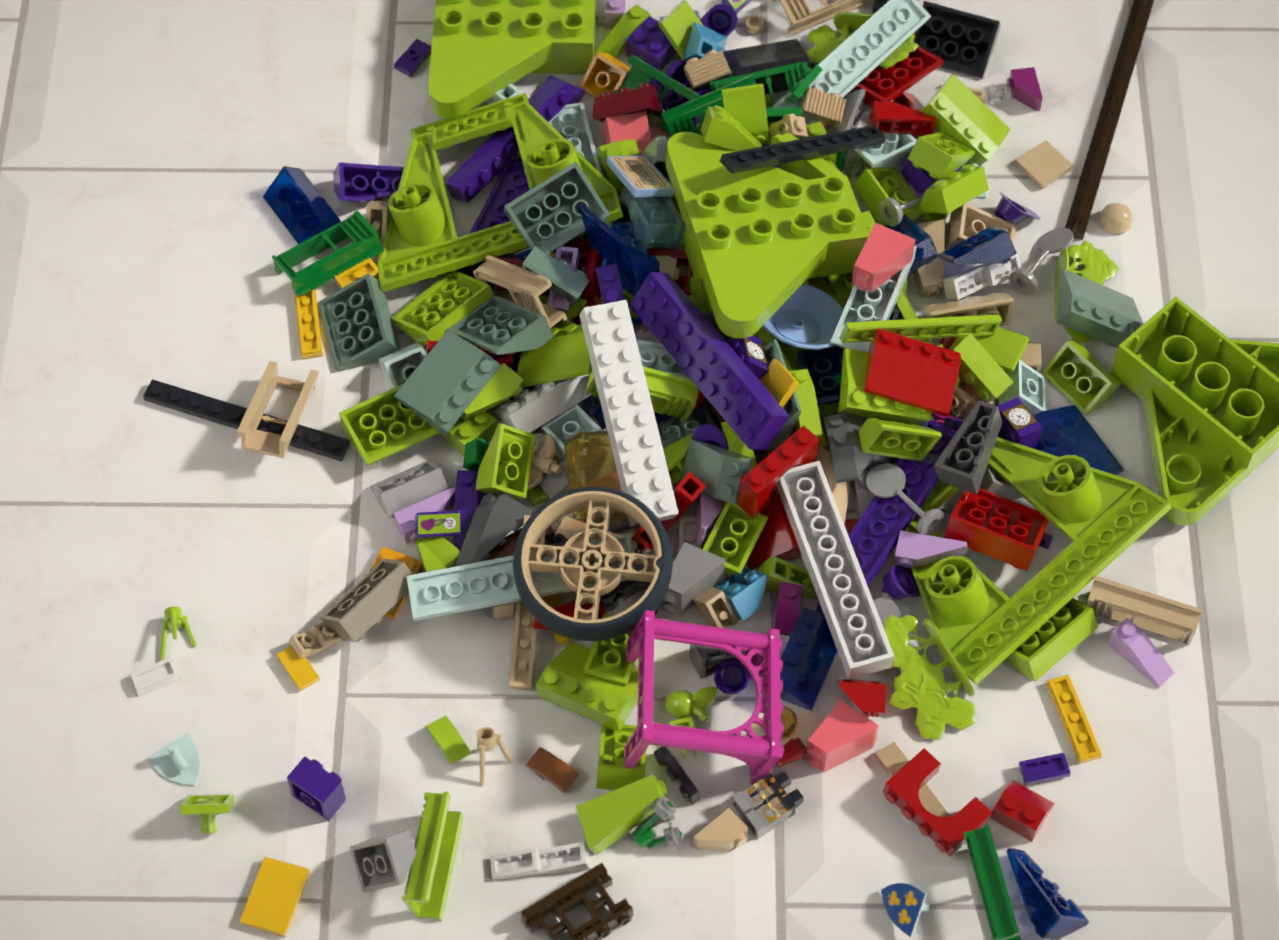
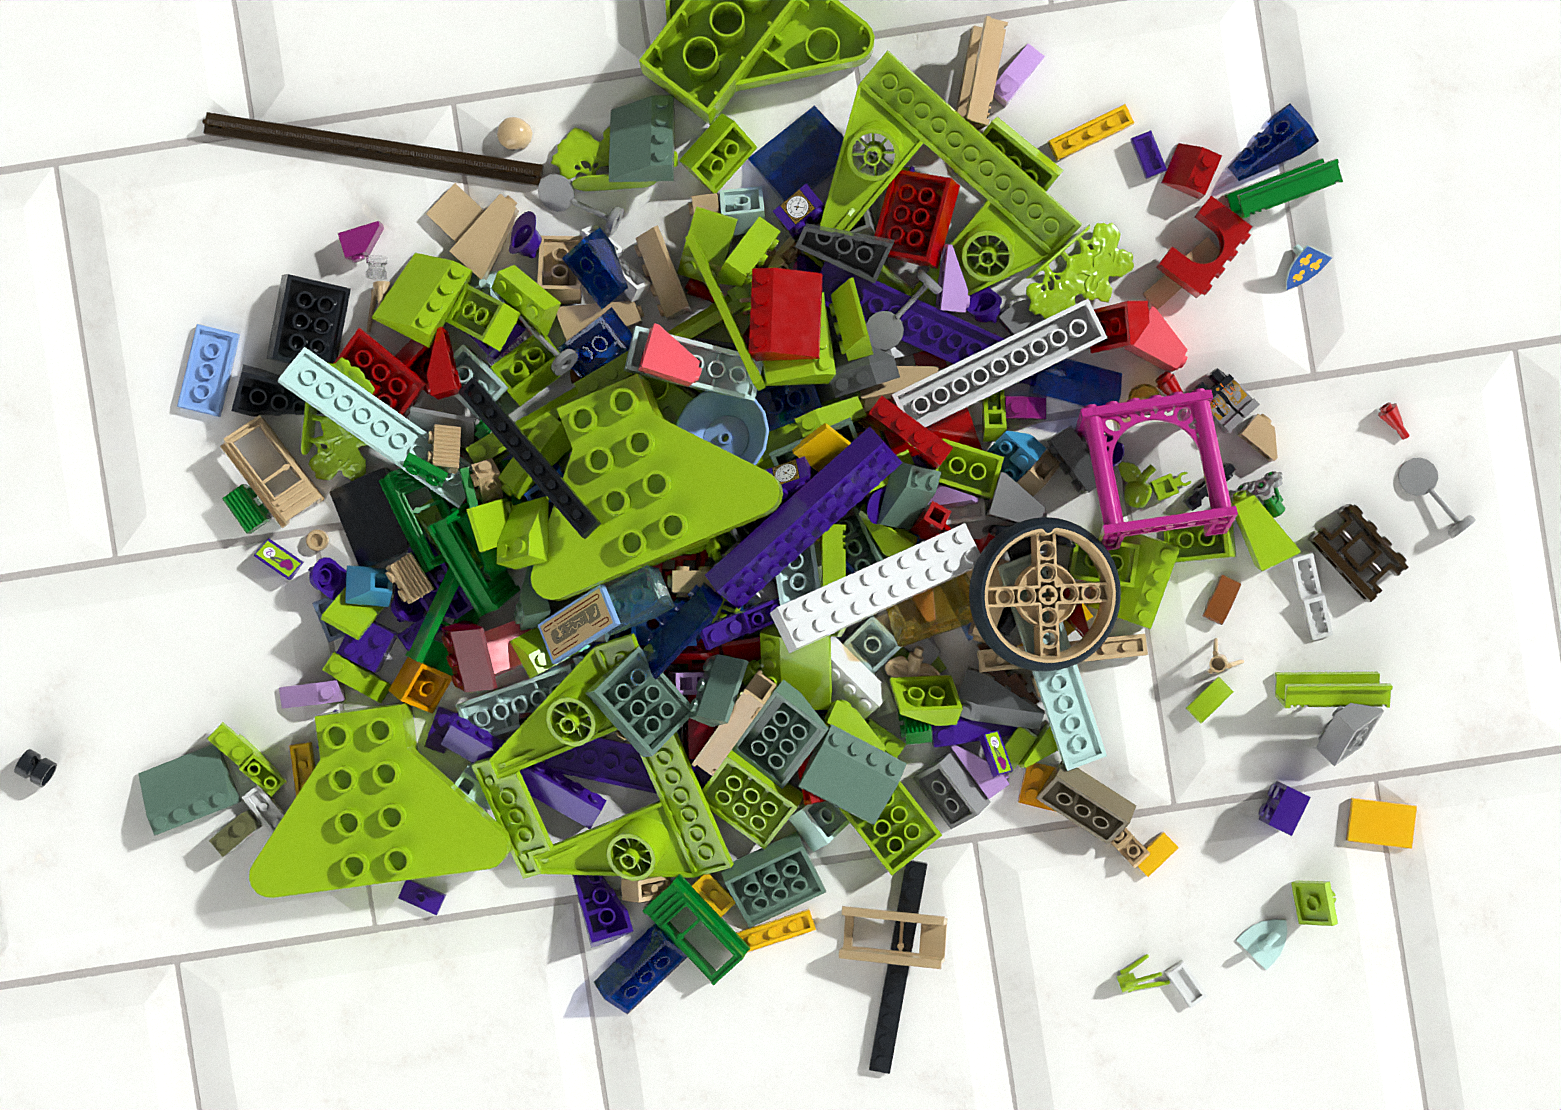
camera: 100 degrees left, 30 degrees up
(1020, 182) = (485, 238): none -> tan slope

